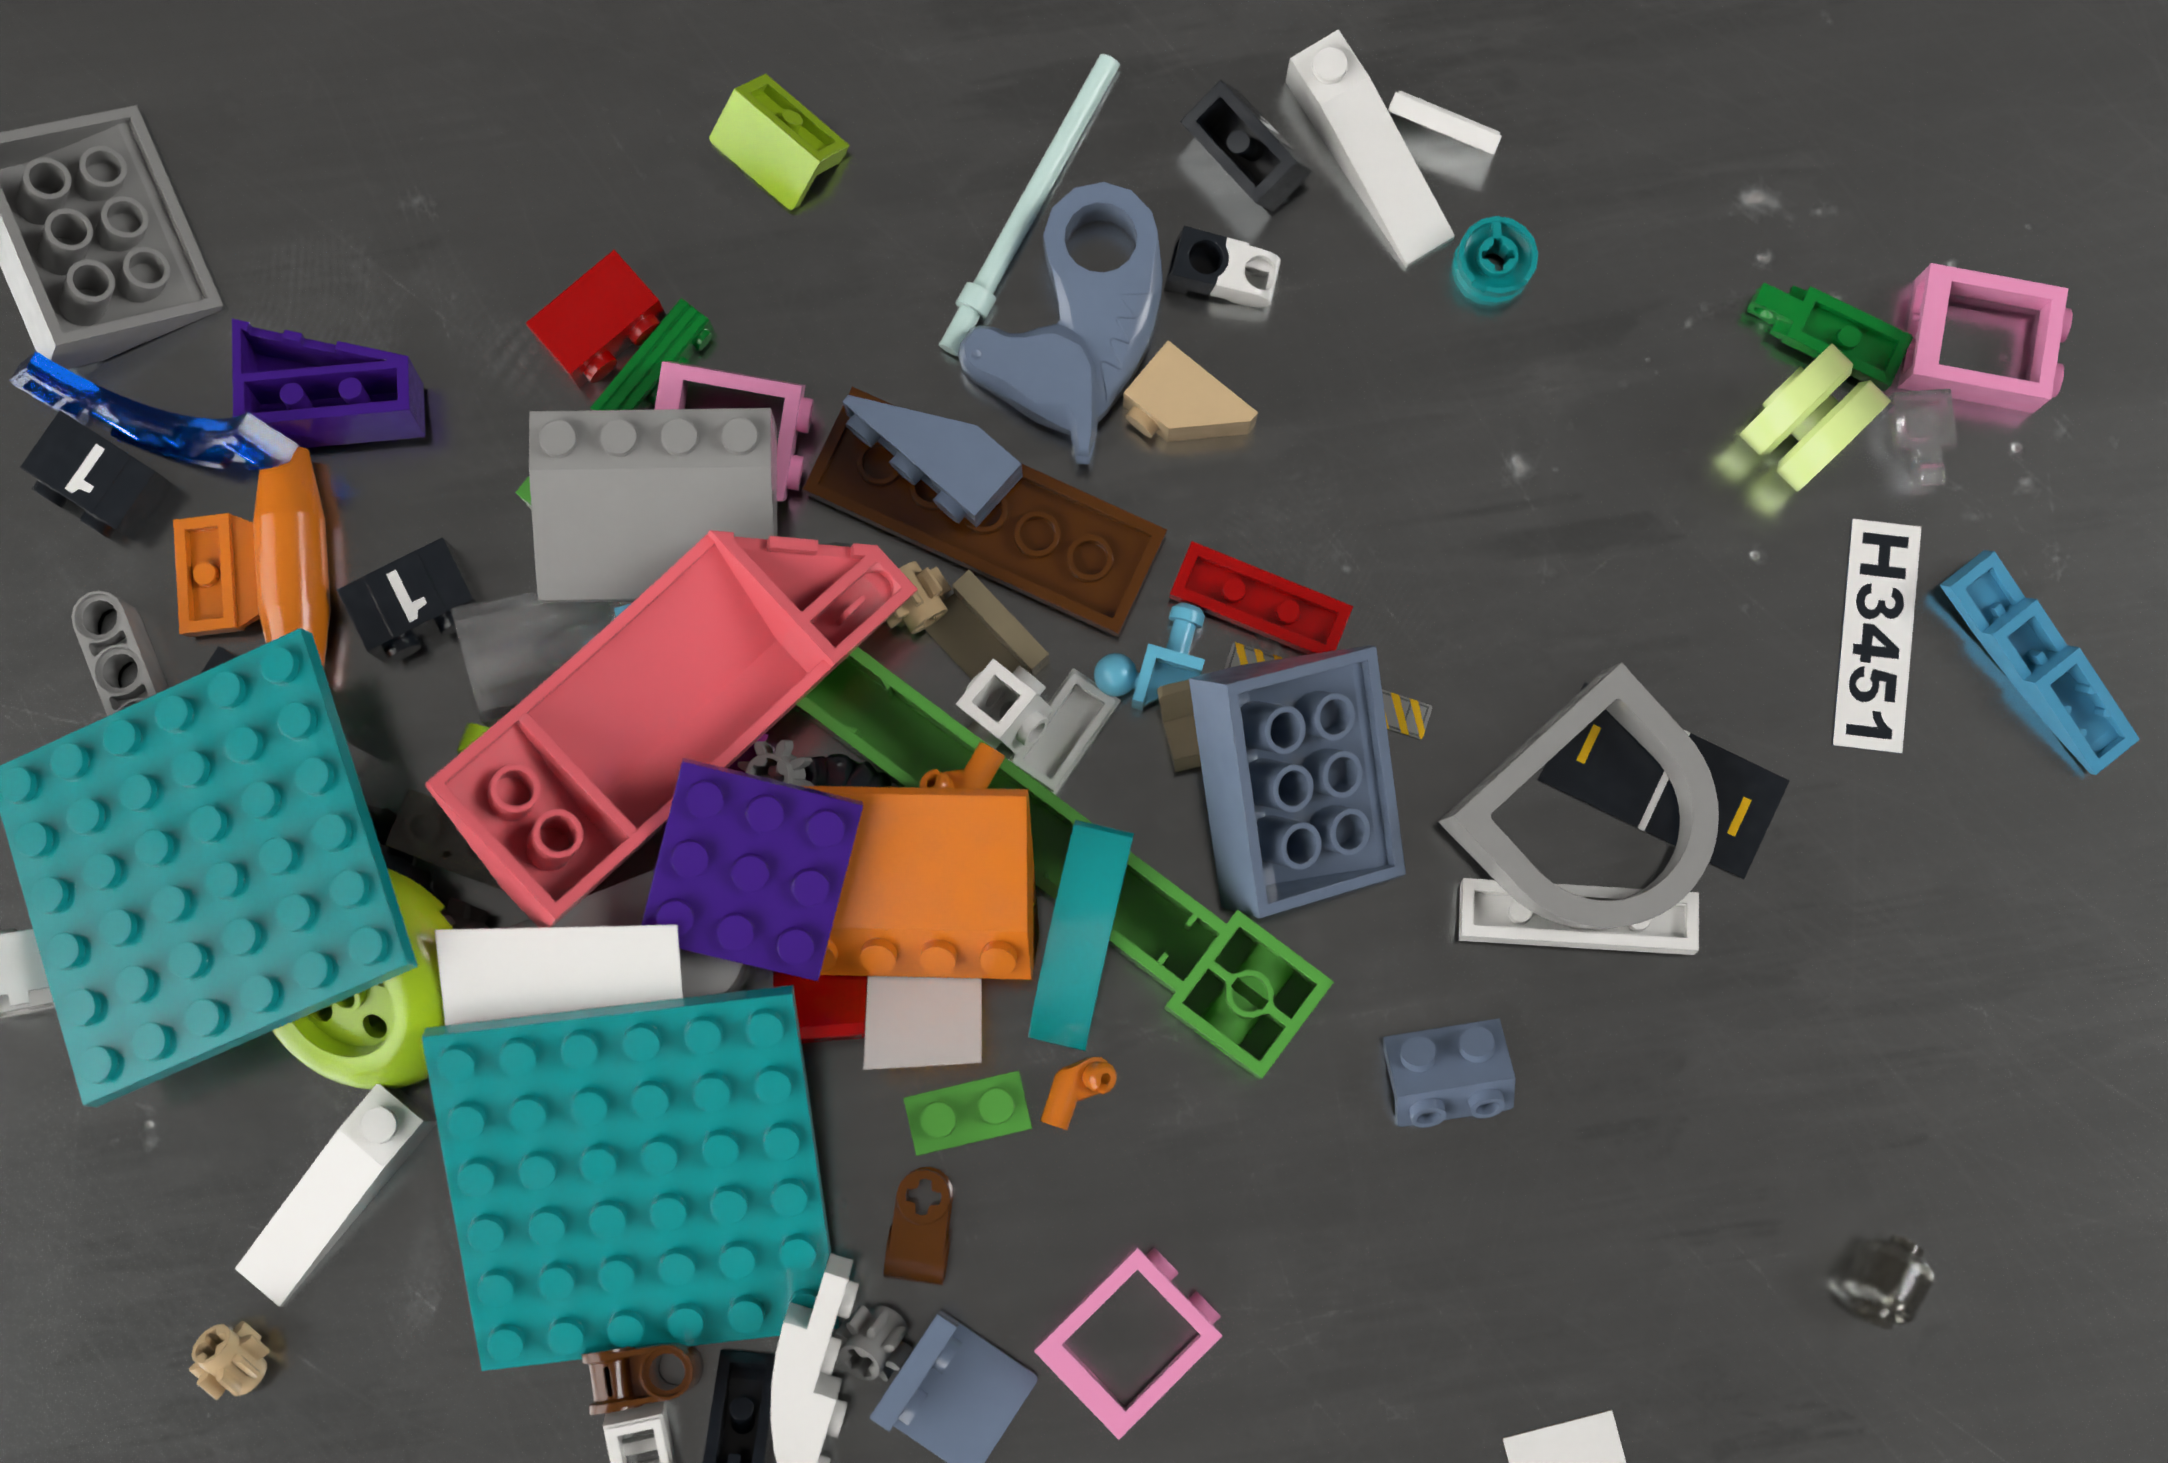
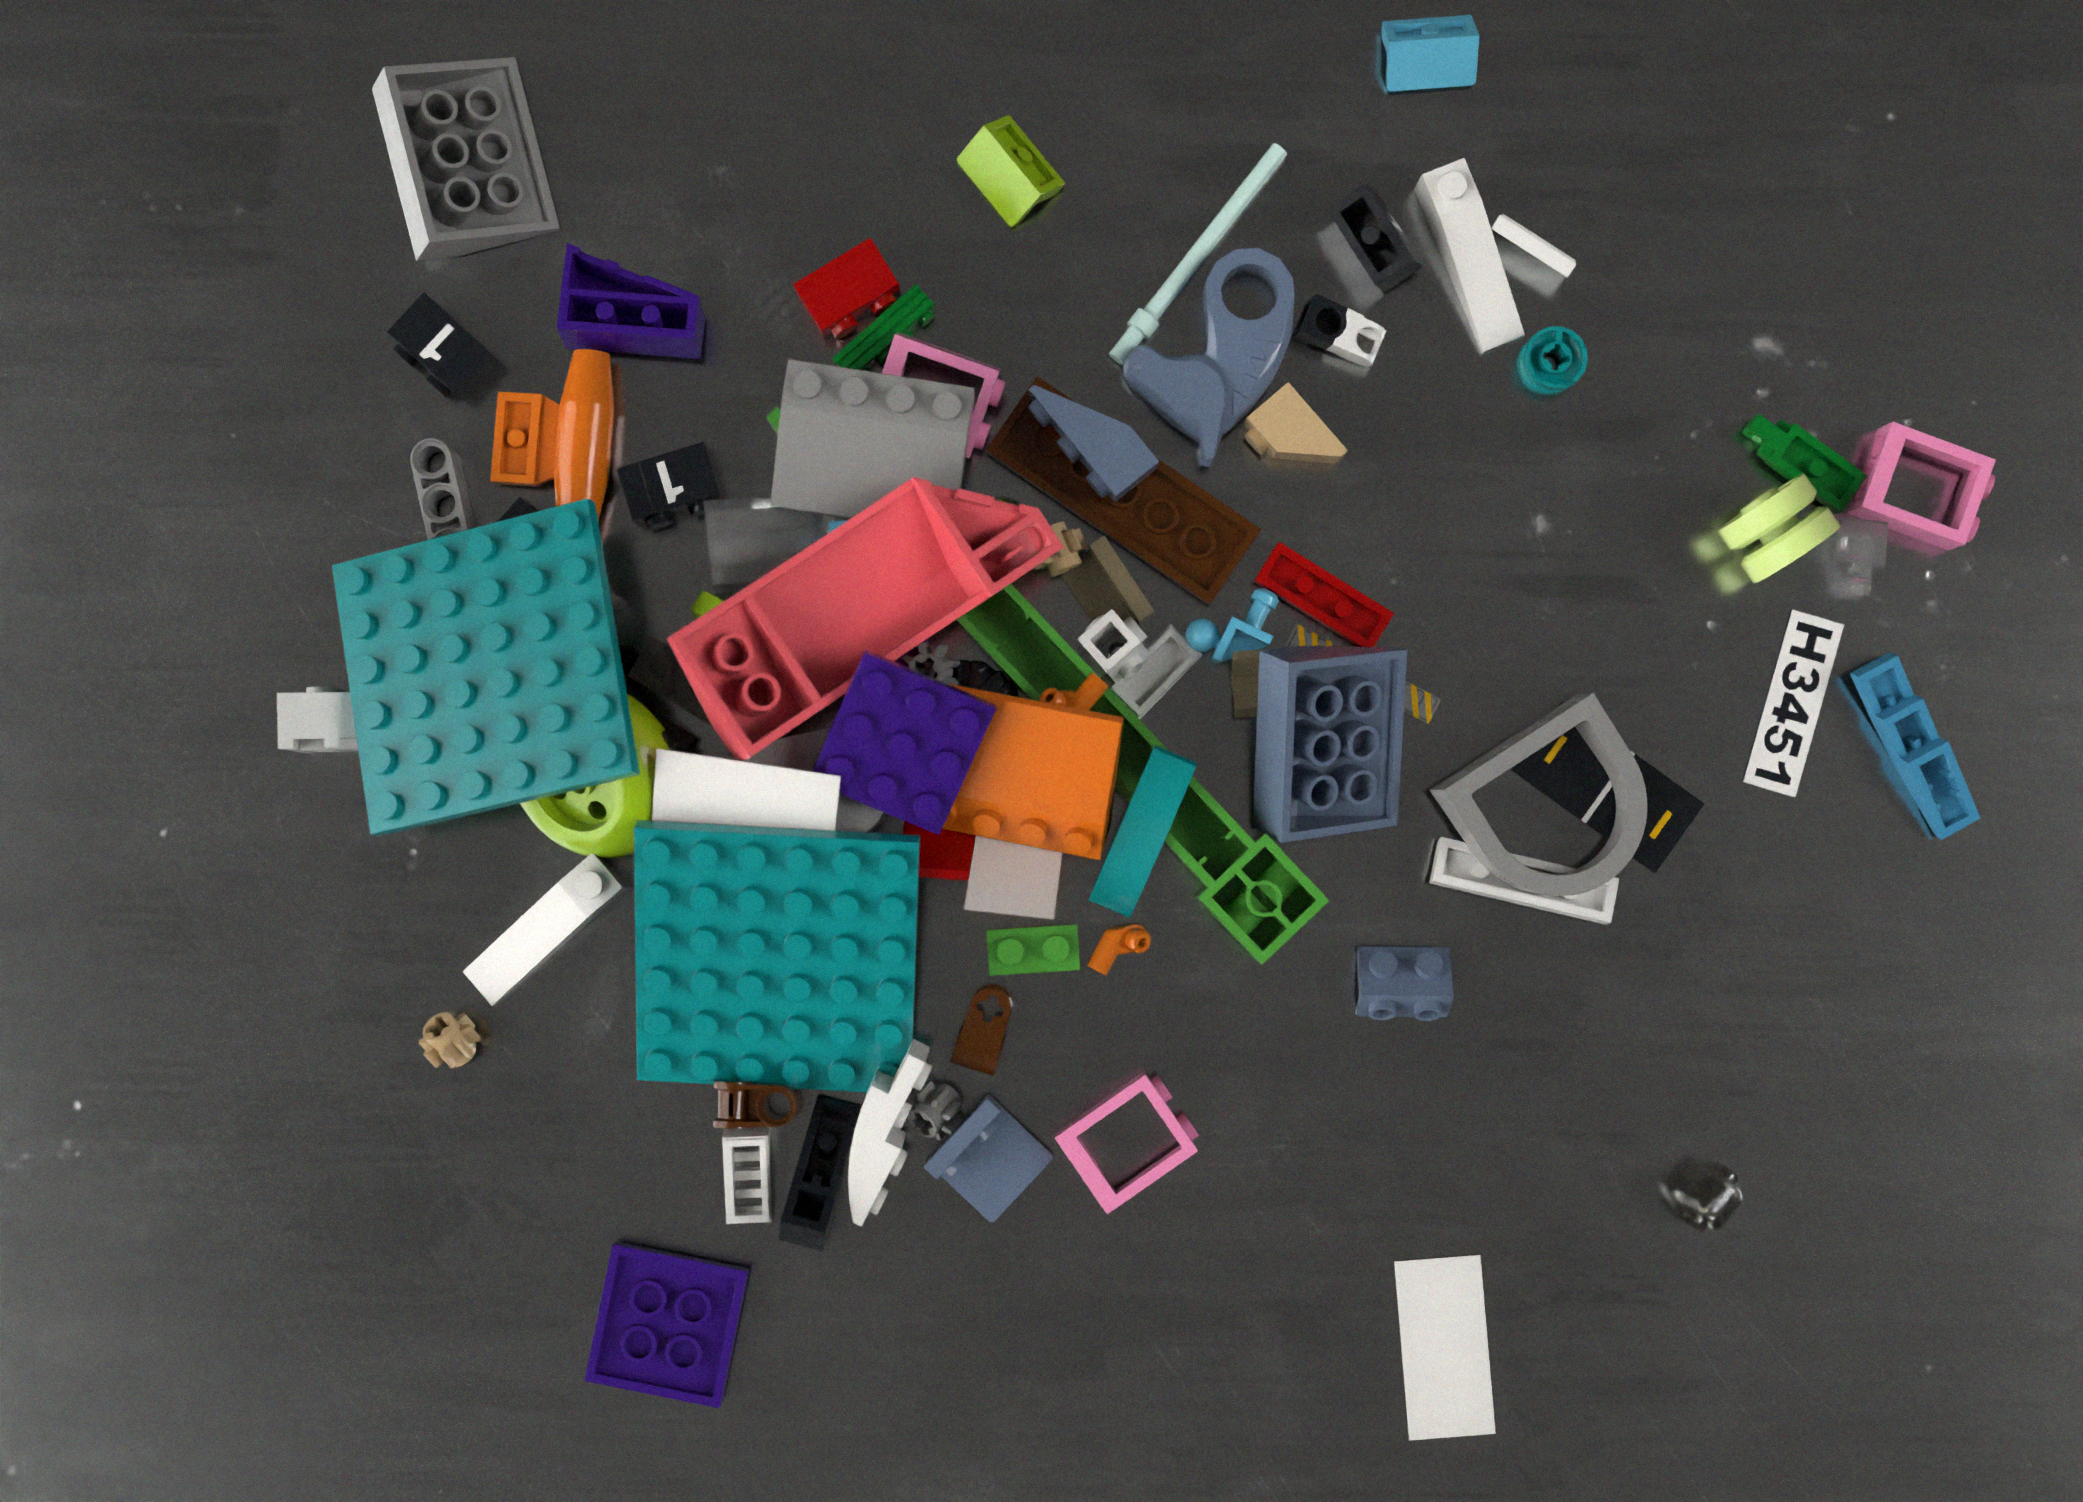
camera: 10 degrees right, 5 degrees up
(174, 435) = (500, 322): clear blue tile -> none

